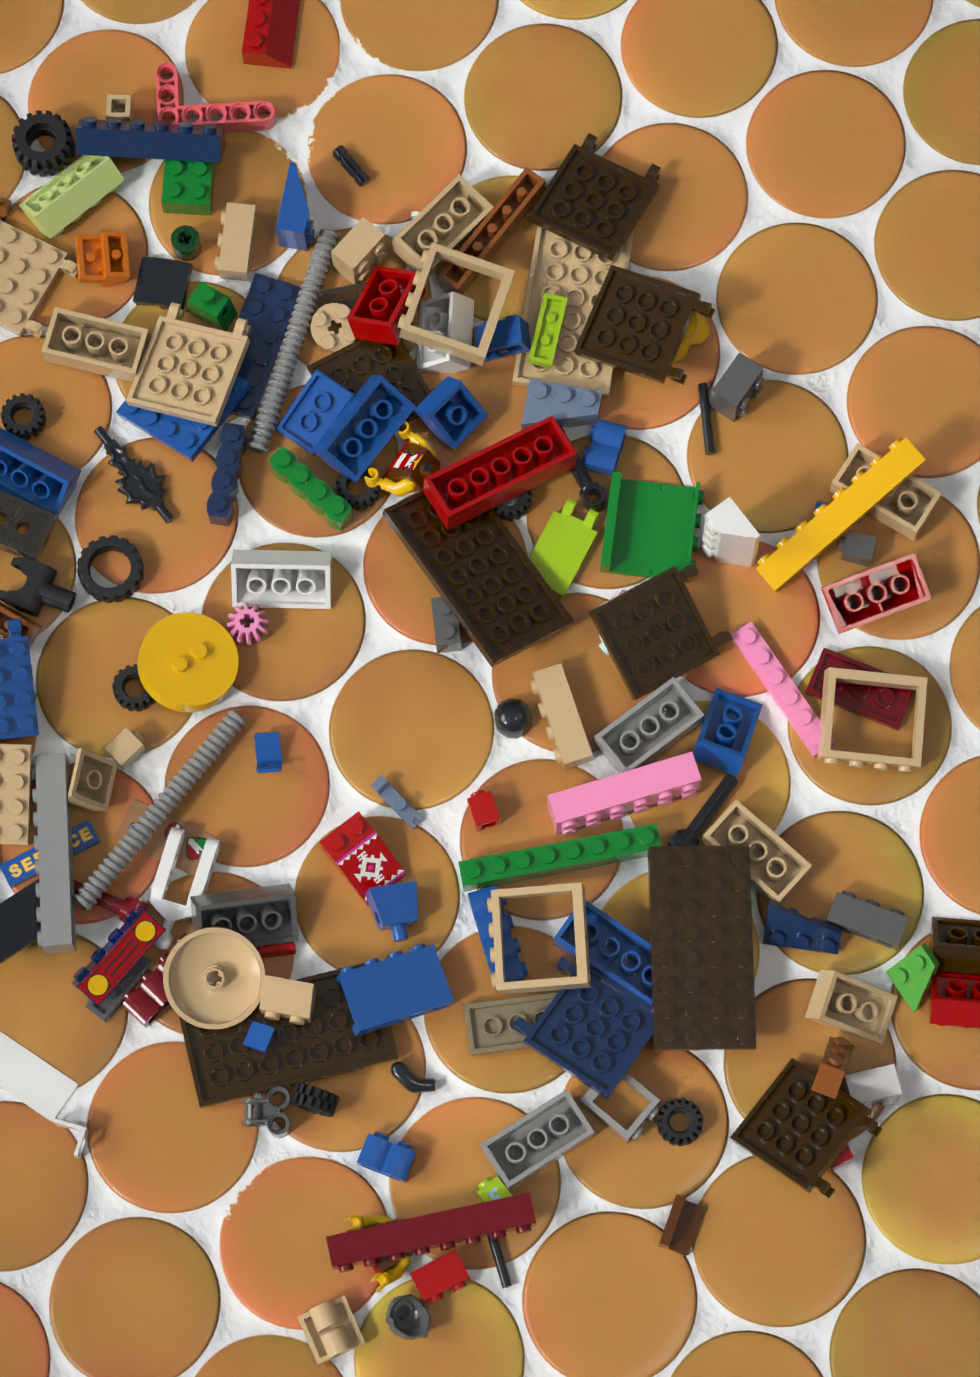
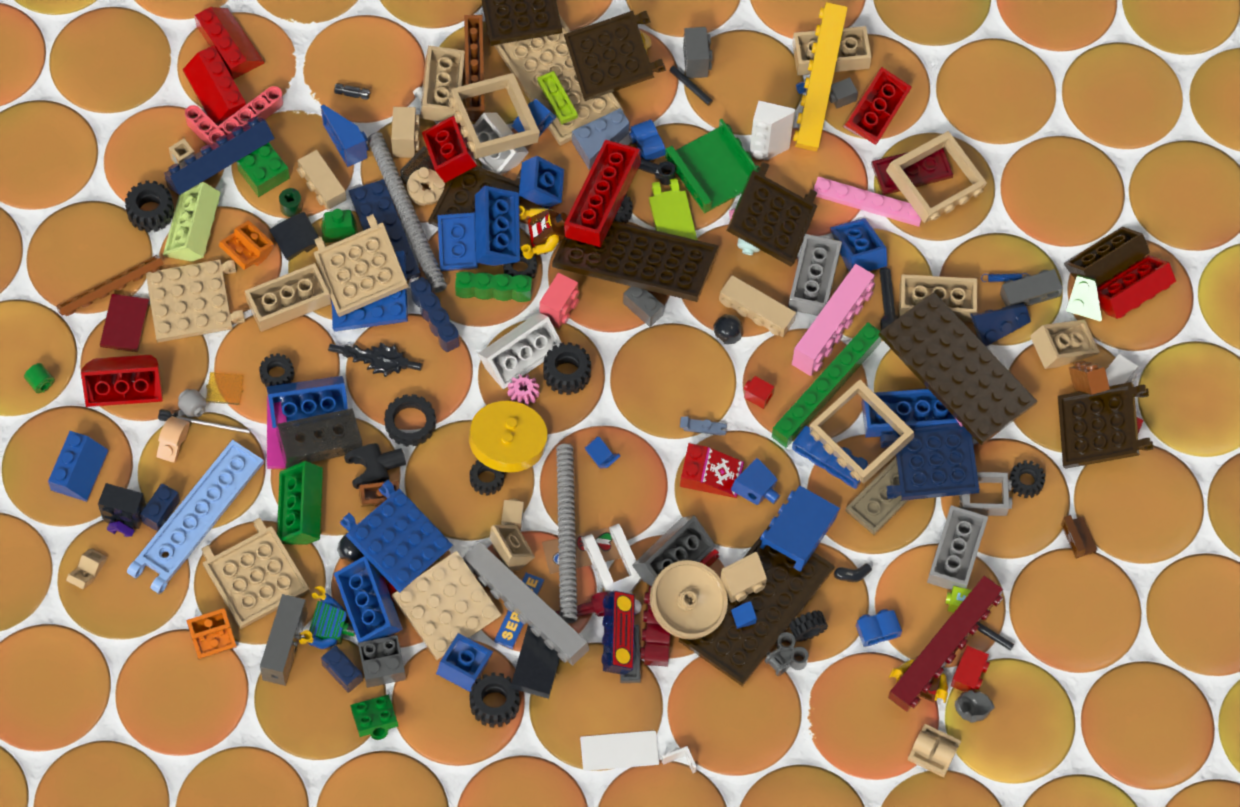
camera: 45 degrees left, 10 degrees down
(215, 58) = (213, 85): none -> red slope
(309, 615) = (567, 382): none -> black tyre
(360, 556) = (560, 300): none -> coral brick
(853, 884) = (1003, 277): none -> blue piece

